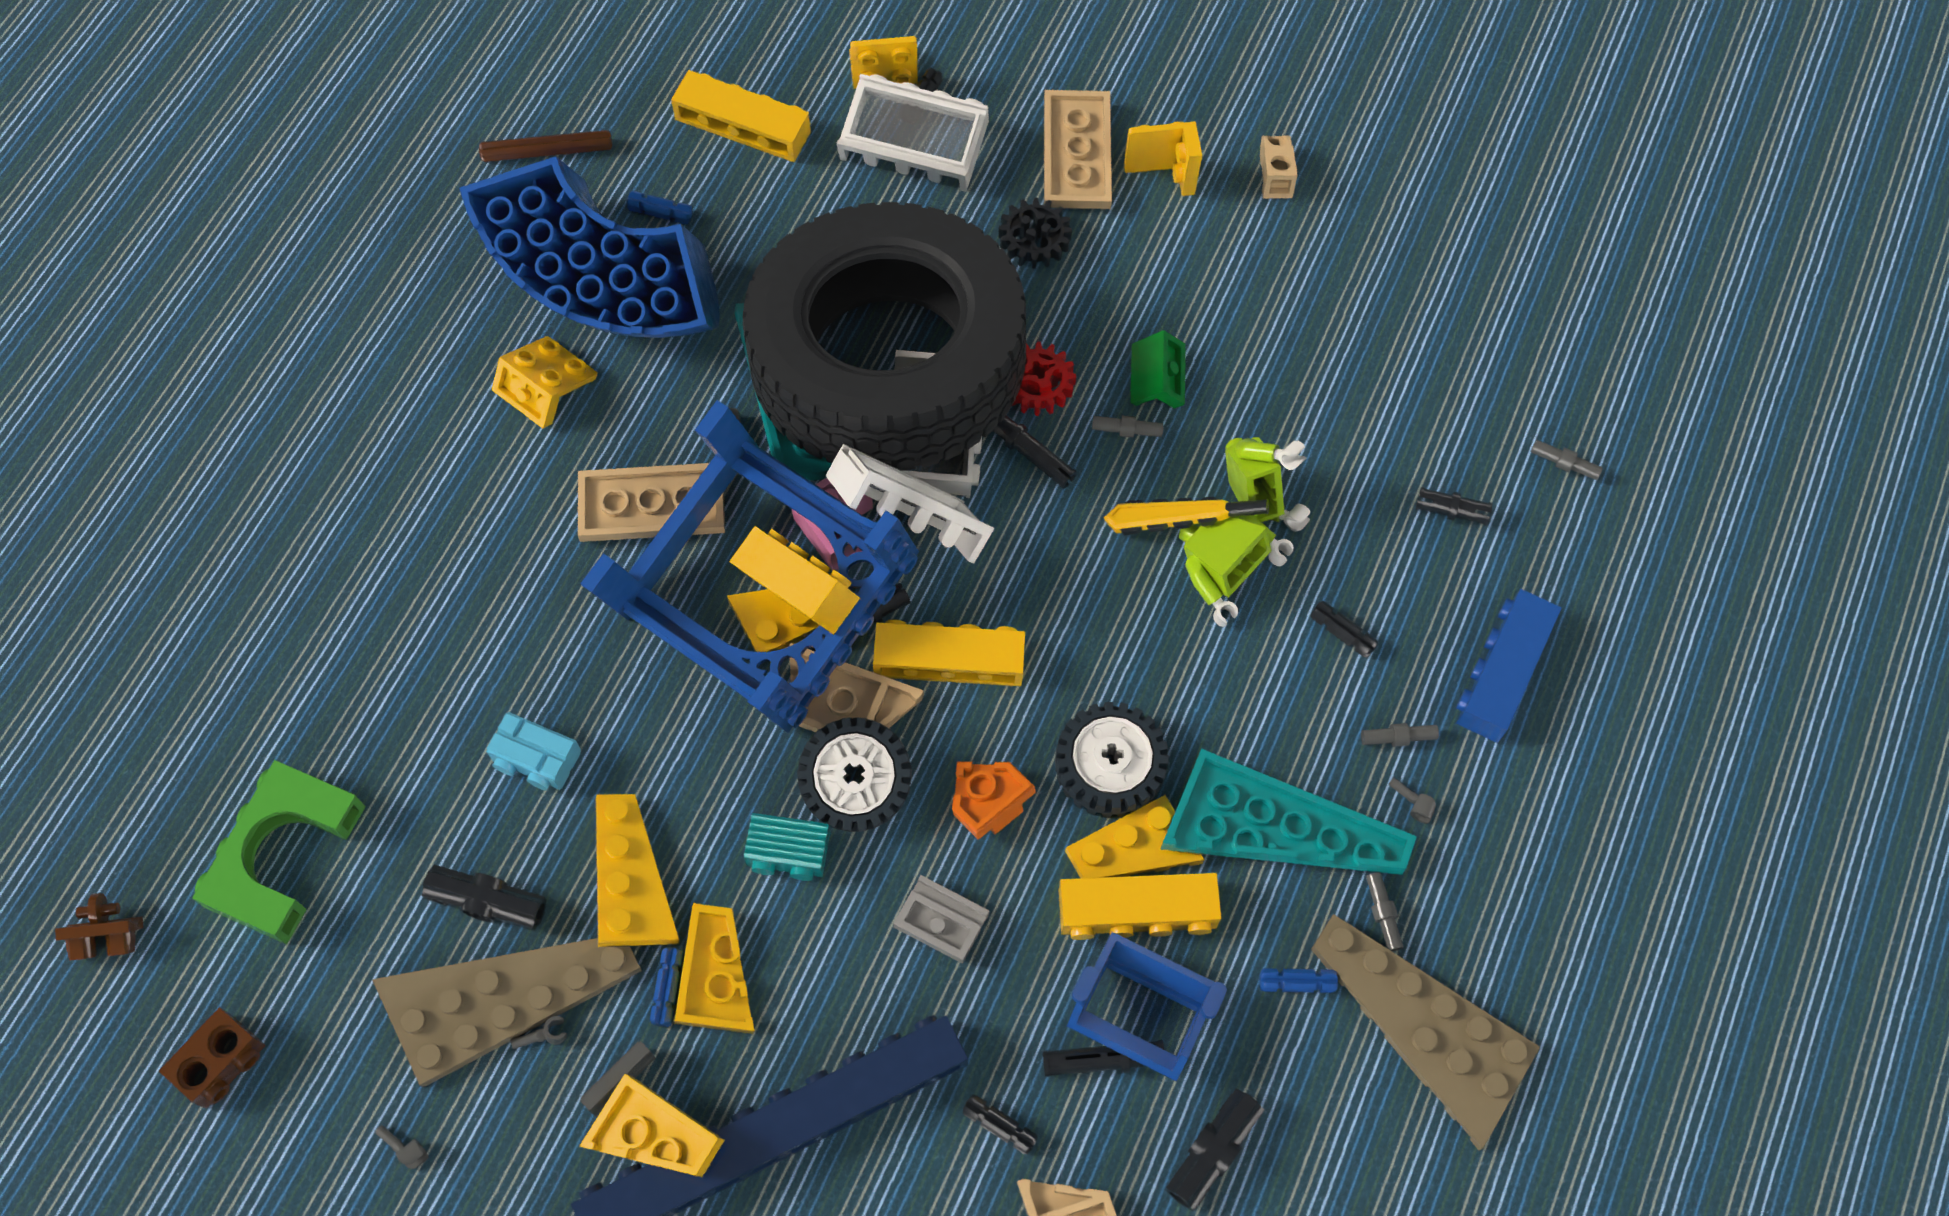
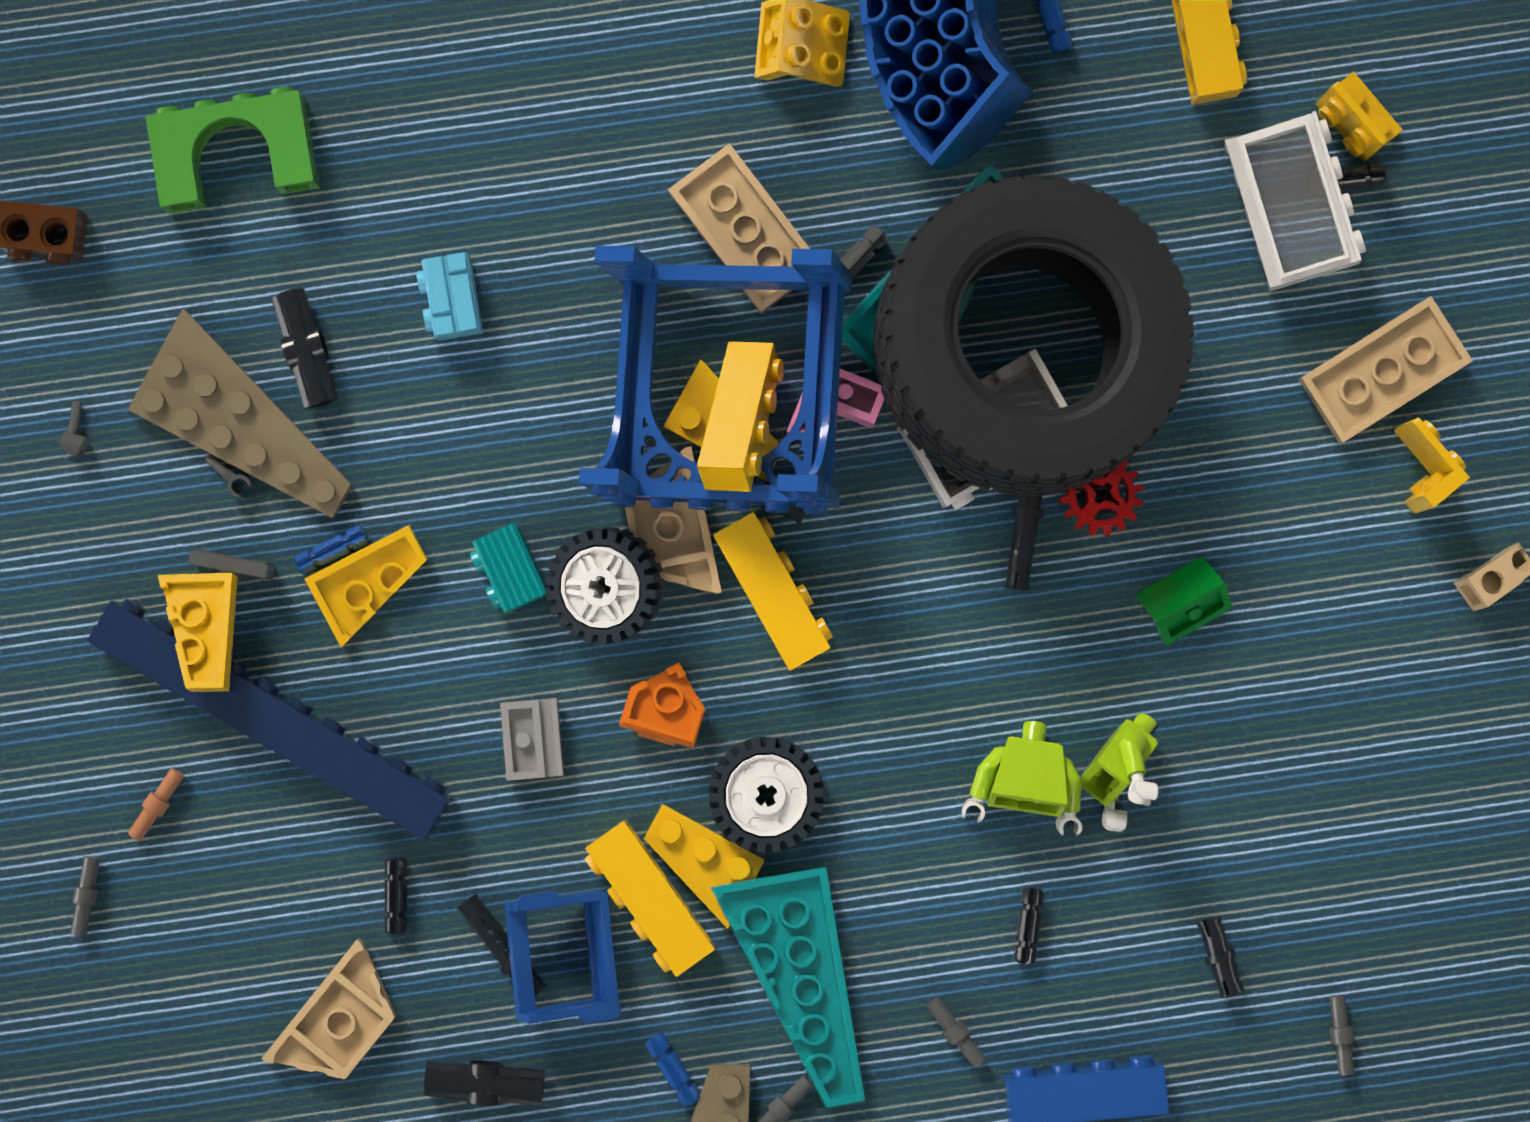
camera: 55 degrees right, 20 degrees up
(118, 932) = (83, 55): reddish brown hips -> none
(629, 887) = (392, 459): yellow wing -> none
(859, 475) = (880, 463): white window -> none
(1052, 241) = (1255, 369): black gear -> none
(1127, 426) = (1107, 607): dark grey bar -> none
(1160, 513) = (1030, 694): yellow sword -> none
(1423, 804) = (900, 1090): dark grey hand -> none

